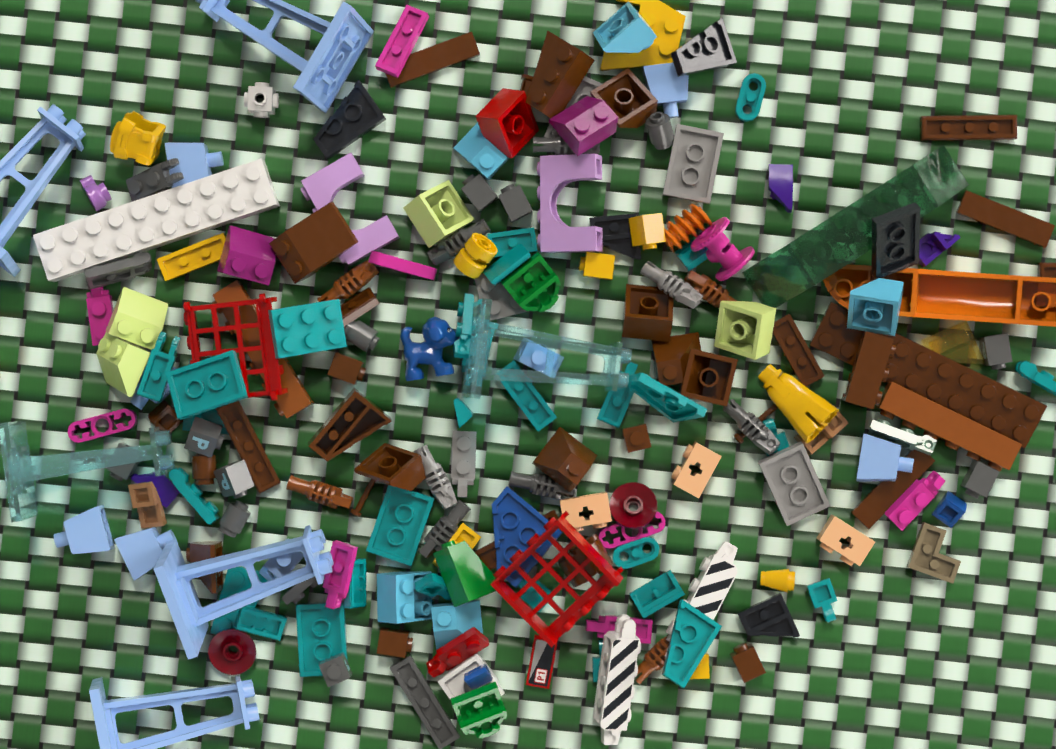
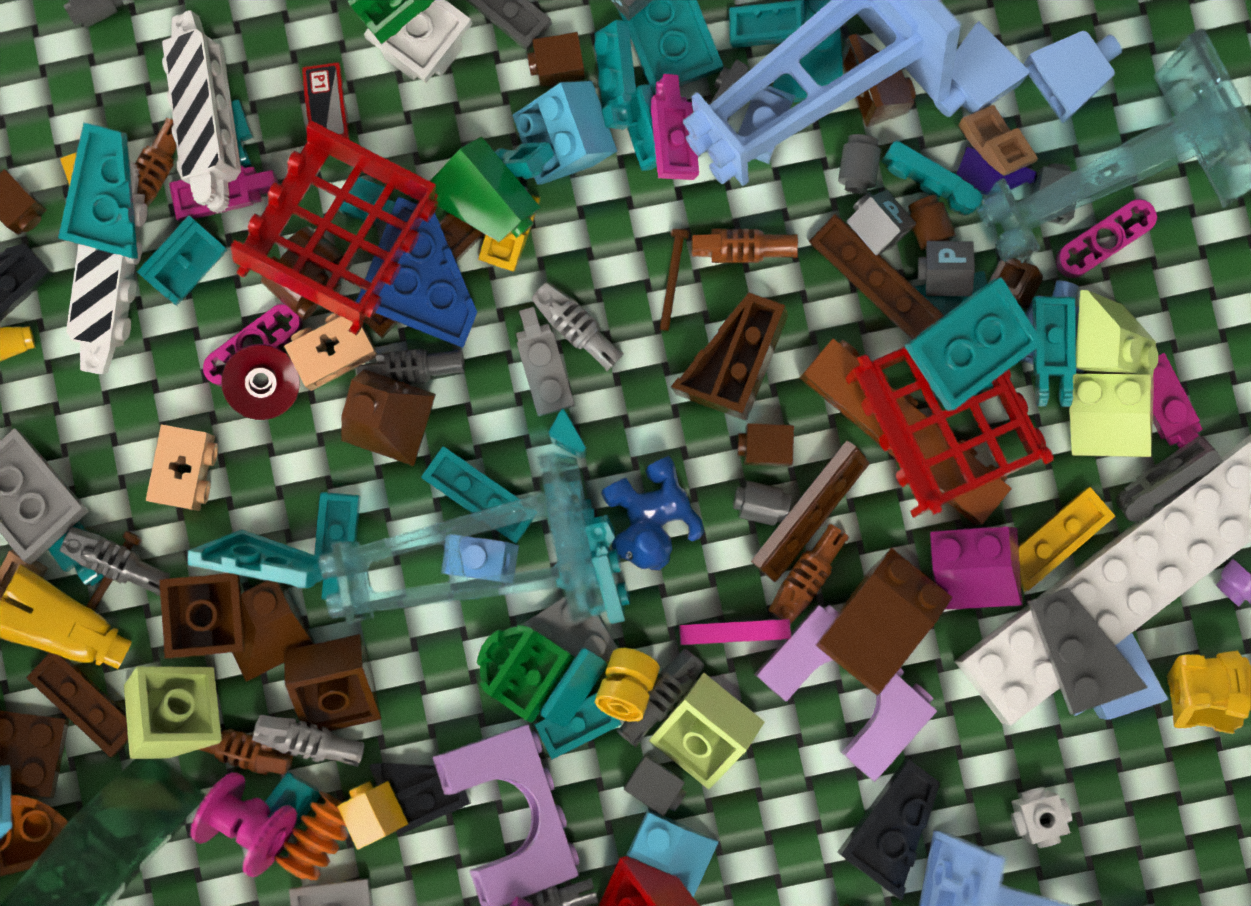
camera: 155 degrees right, 5 degrees down
(153, 180) = (1163, 636): dark grey hinge -> none
(206, 185) = (1081, 654): none -> dark grey wing
(307, 328) = (849, 483): teal plate -> none
(362, 621) = (615, 73): none -> teal hinge
(393, 467) = (645, 317): reddish brown slope -> none
(400, 524) = (606, 238): teal plate -> none
(444, 529) = (537, 251): dark grey hinge -> none
(453, 621) = (469, 111): medium azure slope -> none
(457, 651) = (457, 75): red hinge -> none
(478, 677) = (411, 44): blue slope -> none
(514, 202) = (594, 788): dark grey brick -> none
(597, 265) = (433, 732): yellow brick -> none
(635, 552) = (233, 309): teal plate -> none
(636, 437) = (288, 486): reddish brown brick -> none

